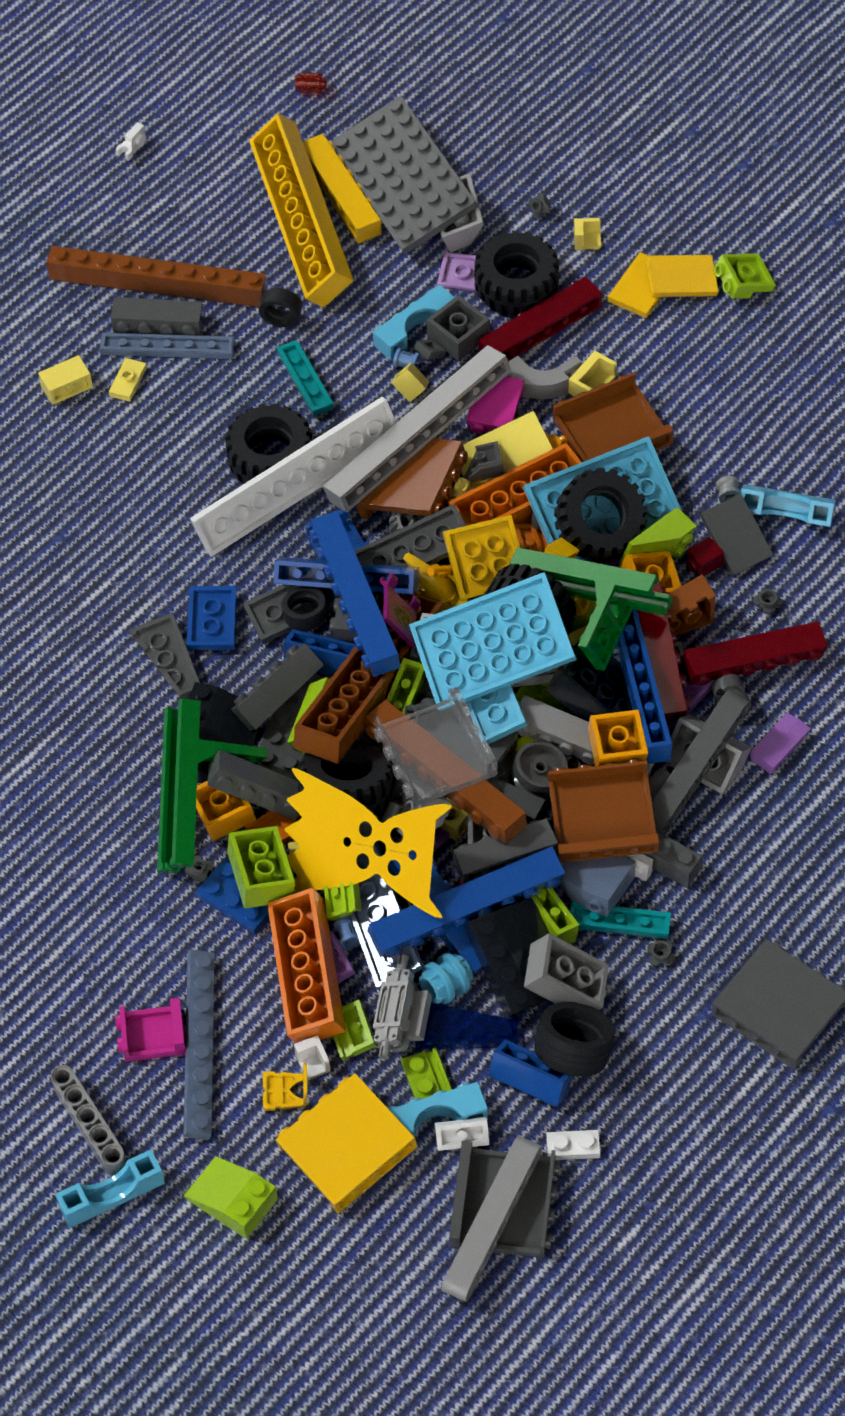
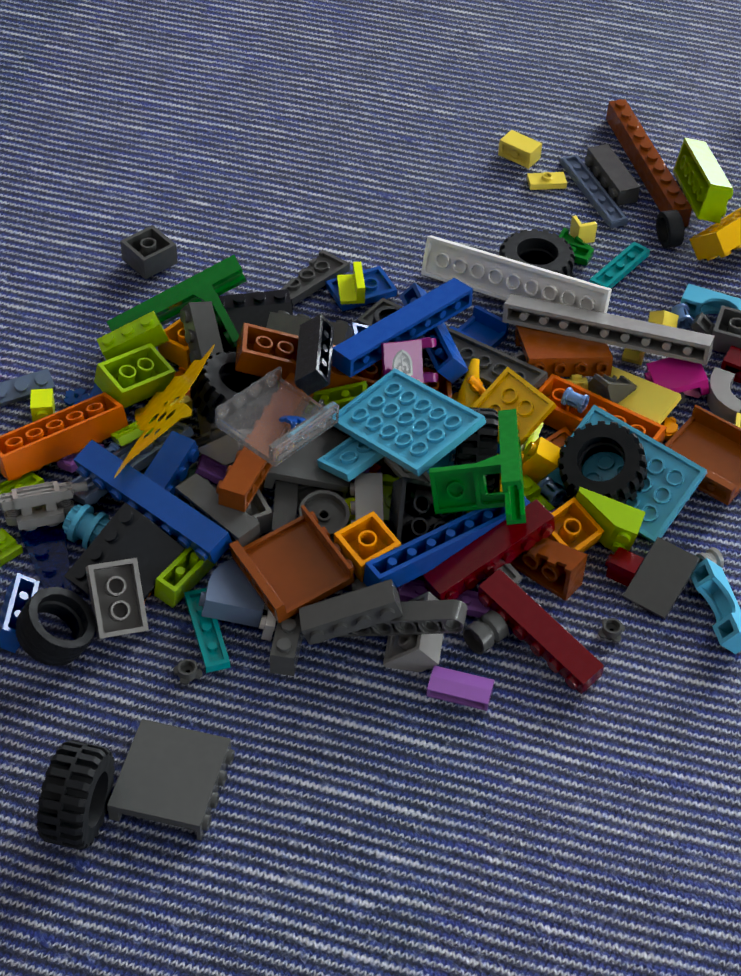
camera: 60 degrees right, 10 degrees down
(49, 794) = (149, 251): none -> dark grey brick
(208, 849) = (132, 336): none -> lime brick
(215, 621) = (352, 286): none -> neon yellow panel
(232, 386) = (584, 231): none -> light yellow panel
(237, 243) = (702, 180): none -> lime brick
(237, 939) = (75, 397): none -> blue plant
(242, 972) = (42, 403): none -> neon yellow brick
(250, 399) = (582, 251): none -> green wing
(373, 681) = (314, 355): none -> black brick
(451, 734) = (292, 420): none -> blue plant
(502, 498) = (575, 400): none -> medium blue bush
(684, 786) = (350, 612): none -> dark grey brick
(790, 1072) = (75, 794): none -> black tyre

